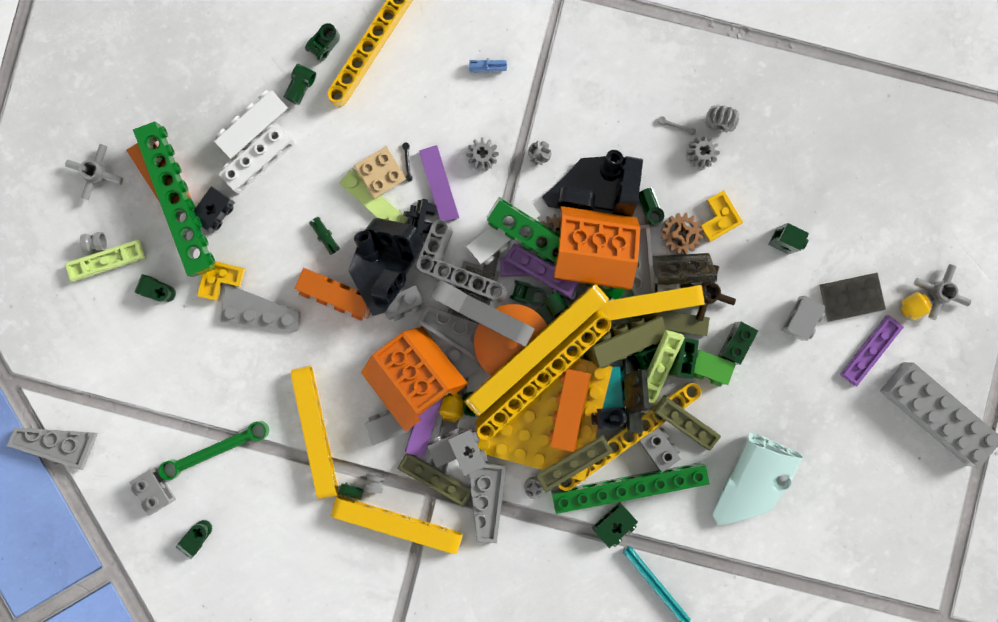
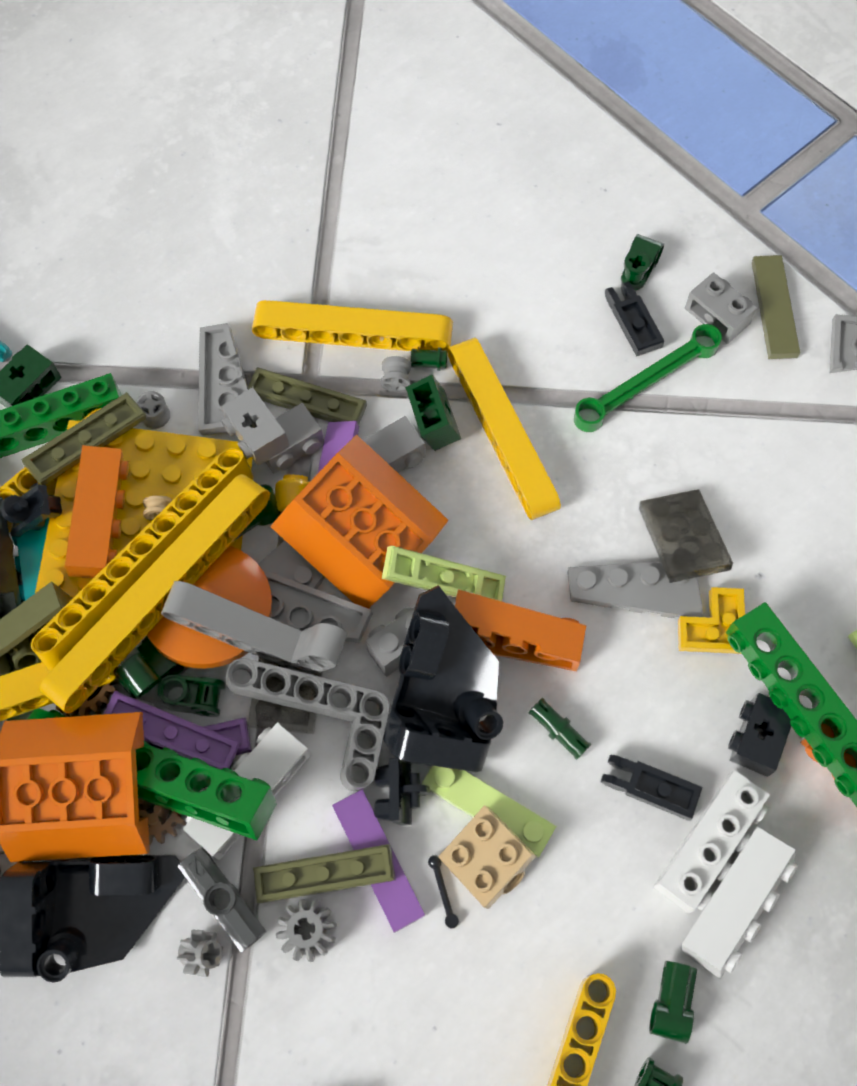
camera: 175 degrees right, 20 degrees down
(116, 487) = (775, 307): none -> olive tile
(153, 289) = (816, 587): dark green piece -> none
(211, 494) = (634, 320): none -> black hinge
(221, 336) = (685, 536): none -> clear smoke plate
(279, 192) = (655, 787): none -> black hinge
(355, 447) = (433, 413): none -> dark green brick
(370, 333) = (428, 571): none -> yellowish green plate
(468, 181) = (324, 874): none -> olive tile
(518, 168) = (237, 917): none -> dark grey piece
(534, 408) = (154, 506): none -> tan bush

